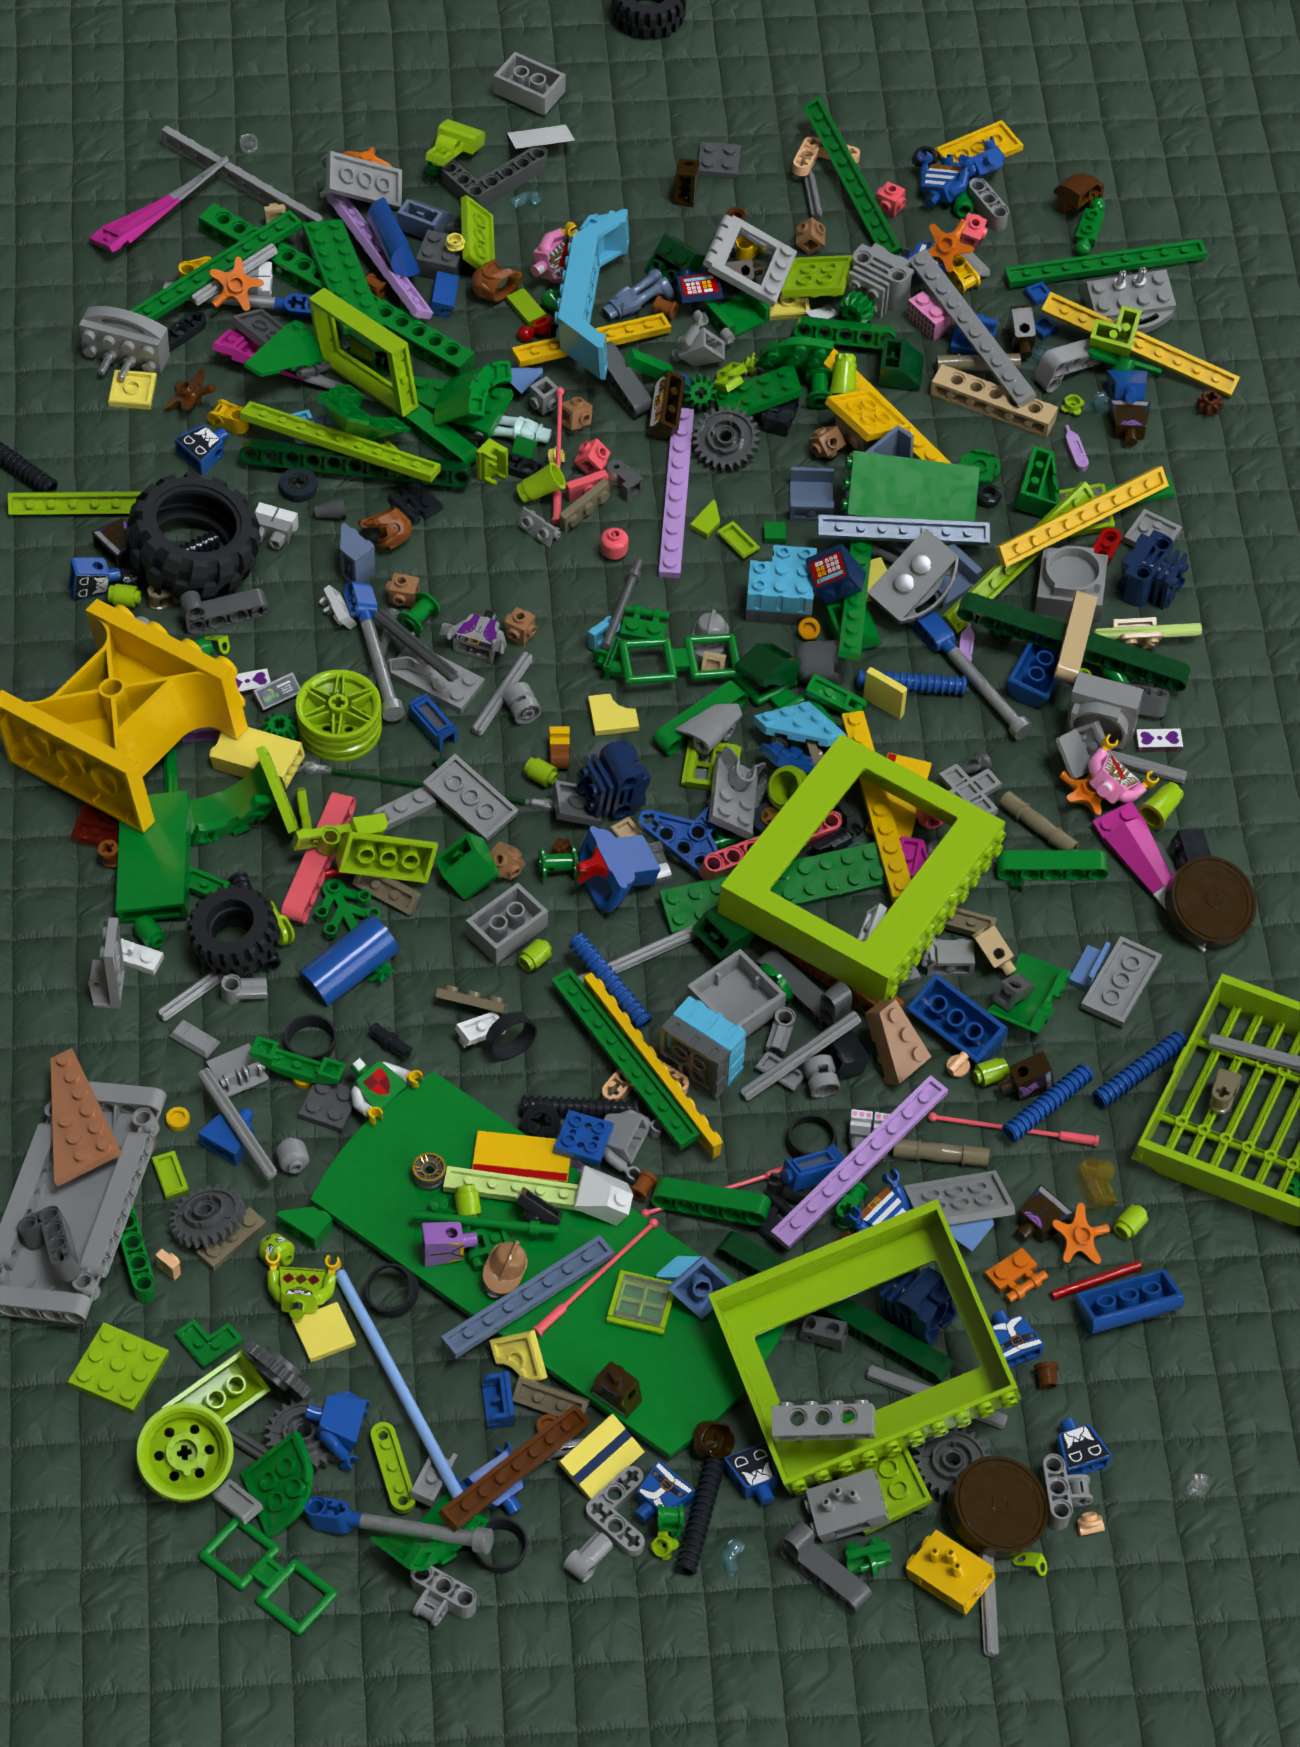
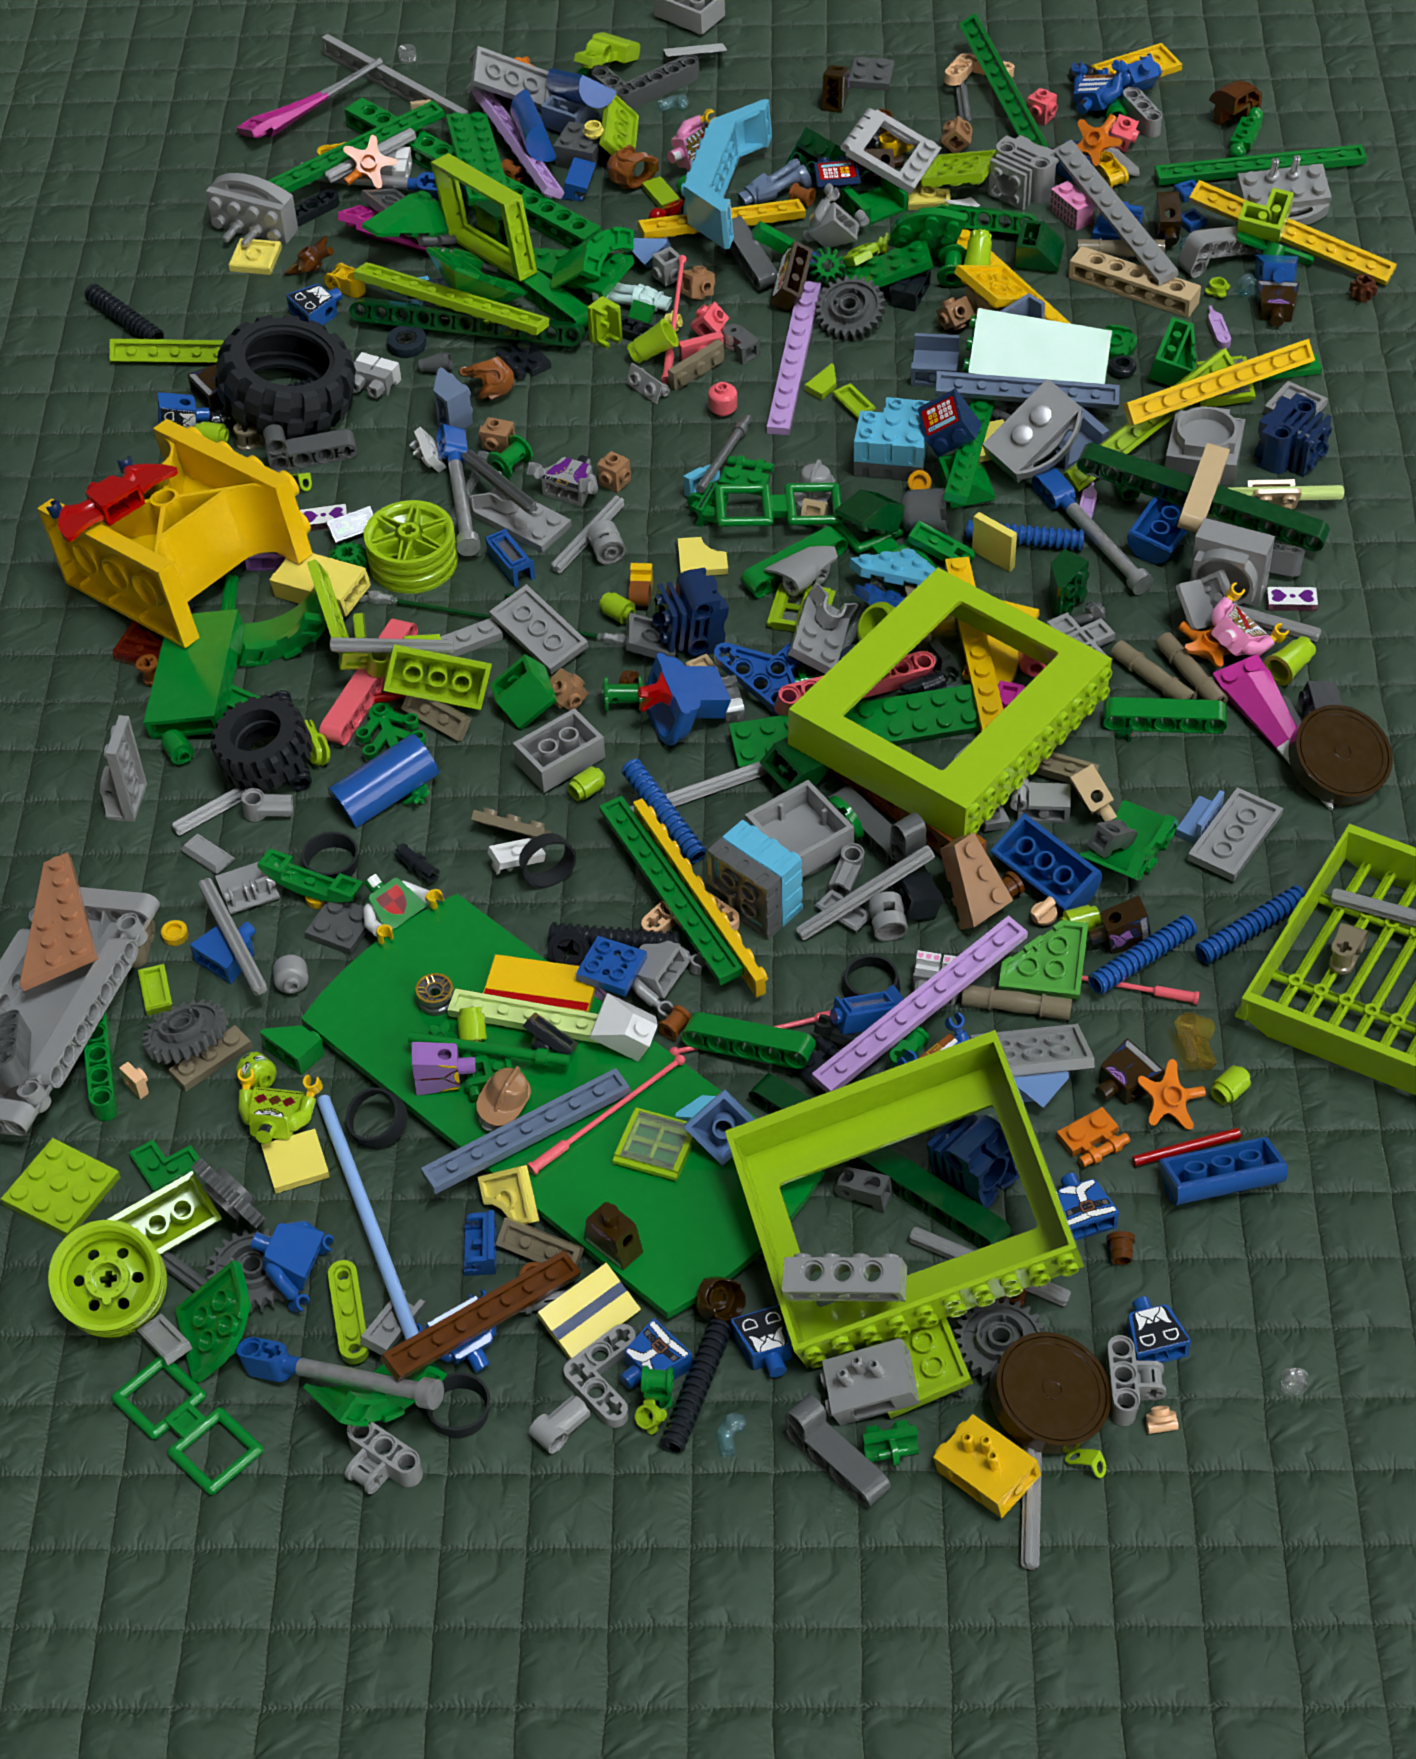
camera: 10 degrees right, 5 degrees down
(62, 692) = (110, 498): none -> red torso
(141, 957) = (163, 771): white plate -> none
(341, 829) = (378, 645): none -> light grey axle
(434, 193) = (579, 89): none -> blue brick
(774, 532) = (892, 391): green tile -> none
(857, 307) = (998, 195): green gear -> none
(929, 1039) = (1013, 883): none -> reddish brown piece
(955, 735) = (1067, 582): none -> dark green slope
(967, 1115) = (1049, 963): none -> bright green plate
(1072, 818) = (1189, 668): none -> dark tan piece
(1103, 543) = (1249, 409): red plate -> none

